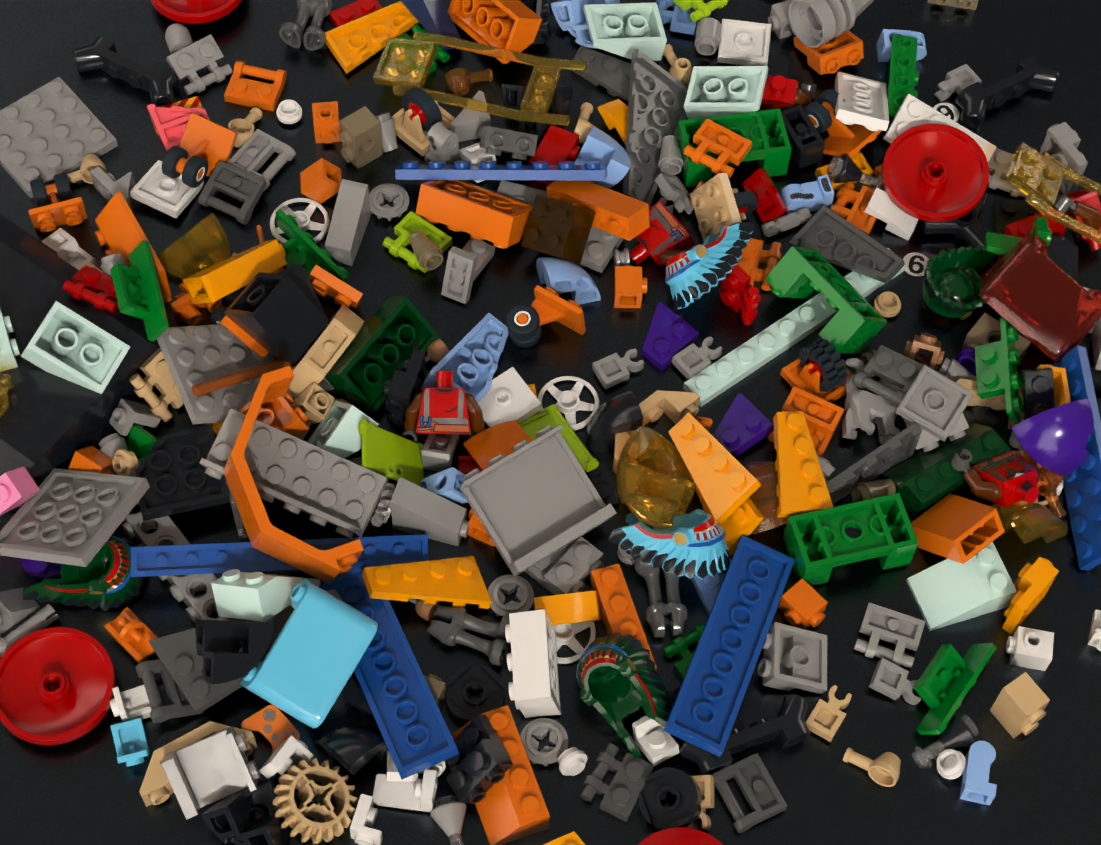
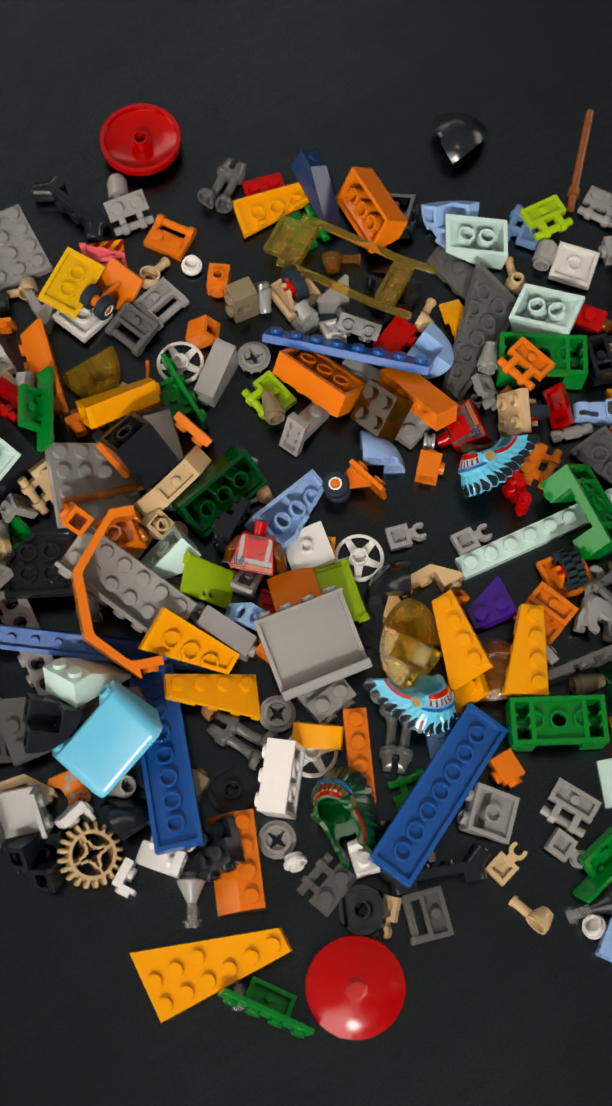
camera: 15 degrees right, 10 degrees up
(144, 148) = (69, 280): none -> yellow plate
(215, 403) = (75, 518): none -> orange brick
(339, 715) = (124, 788): none -> light grey cone
(385, 526) = (184, 642): none -> light orange wing
(667, 337) = (451, 515): dark purple wing -> none

